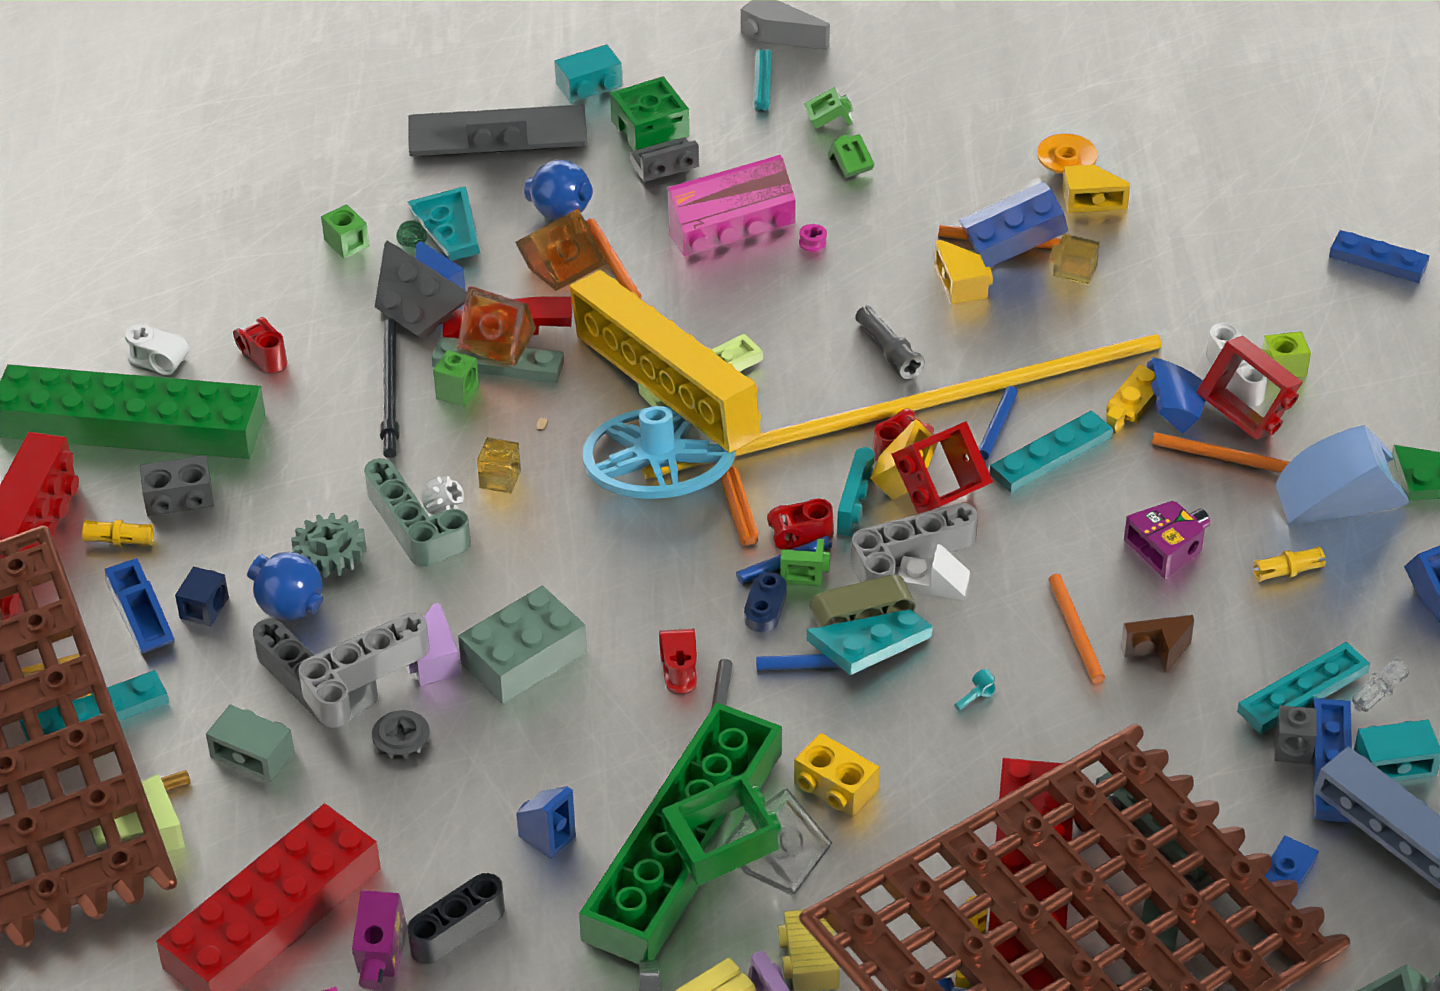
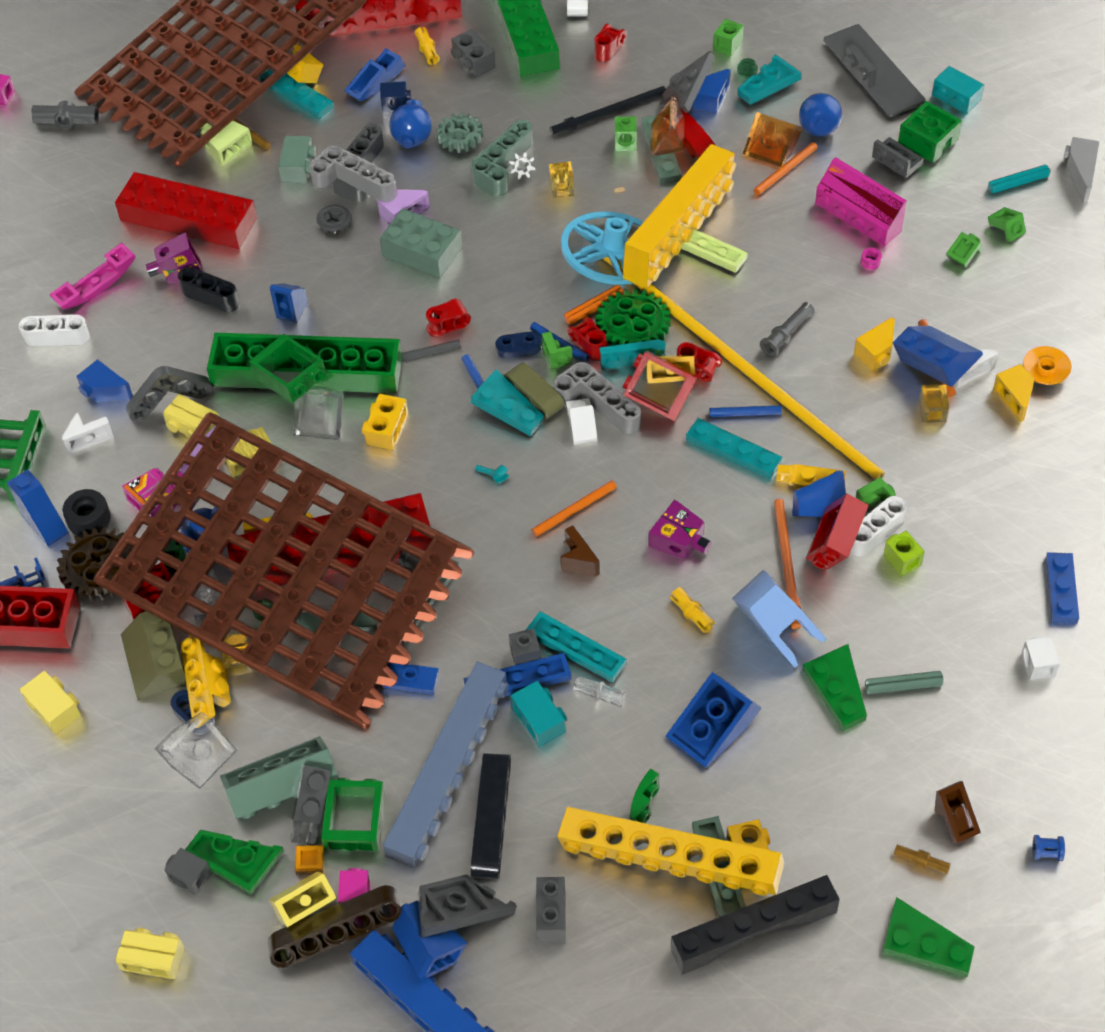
camera: 70 degrees right, 10 degrees up
(794, 470) = (633, 318): none -> green gear
(1190, 346) = (875, 492): none -> bright green bracket

